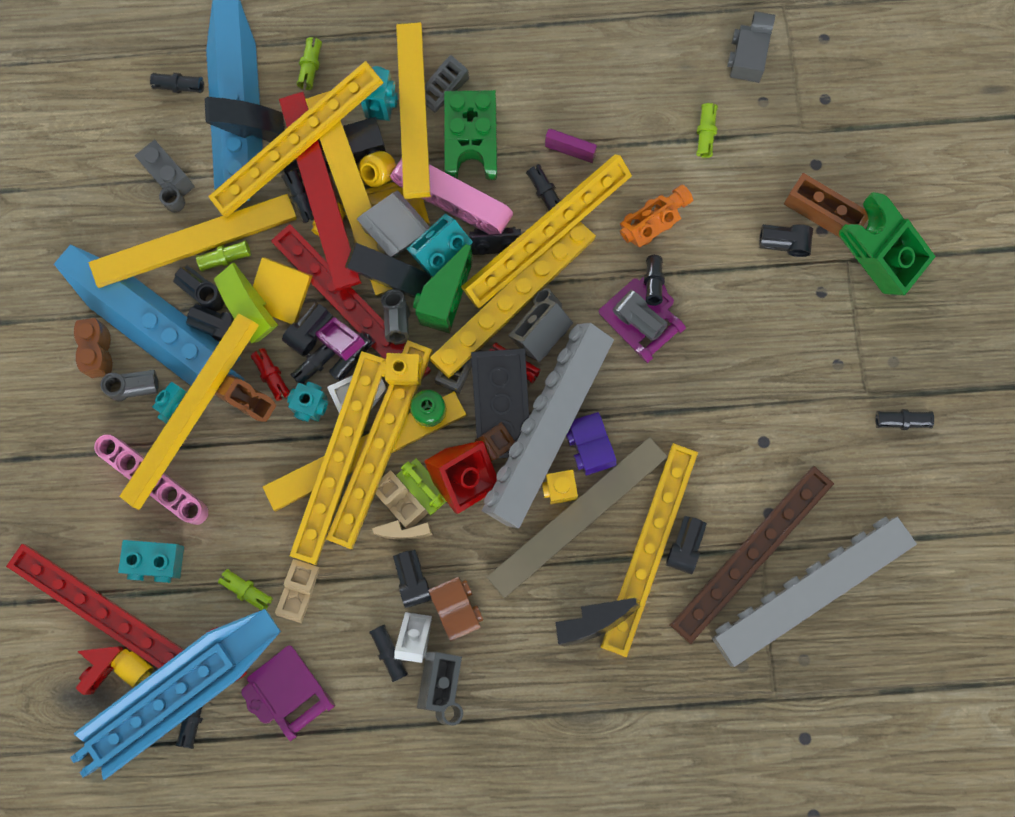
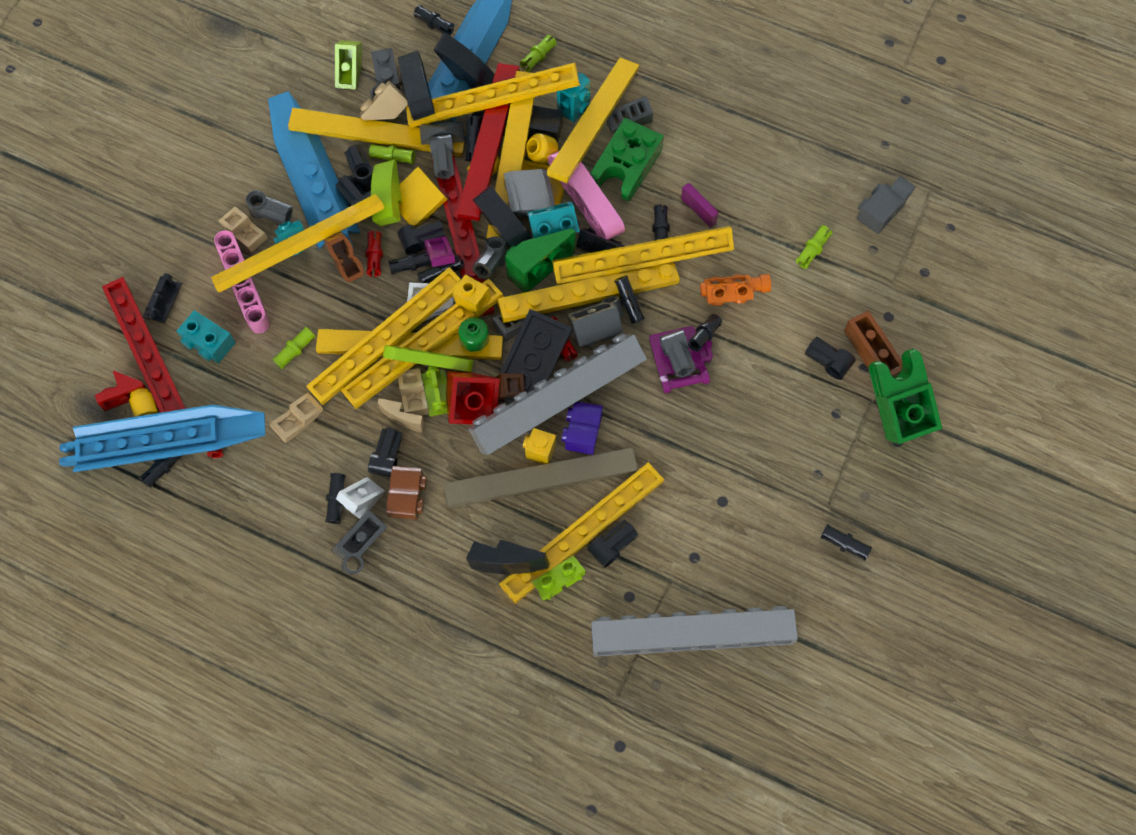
camera: 25 degrees right, 10 degrees down
(78, 543) = (162, 299): none -> black hinge
(93, 346) = (259, 168): dark orange brick -> none
(115, 180) = (347, 64): none -> lime slope
(116, 421) = (243, 229): none -> tan slope
(185, 206) = (385, 104): none -> tan slope
(207, 169) = (416, 85): none -> black beam
(245, 590) = (259, 395): lime pin -> none
(249, 520) = (293, 348): none -> lime pin
(262, 205) = (456, 129): none -> dark grey slope
(277, 227) = (442, 151): none -> dark grey piece
(281, 688) = (242, 481): magenta piece -> none
(314, 408) = (388, 285): teal brick -> none
(396, 459) = (428, 358): none -> lime beam
(548, 275) = (634, 314): none -> black pin
(656, 609) = (563, 574): none -> lime hinge
(751, 555) = (661, 580): reddish brown tile -> none

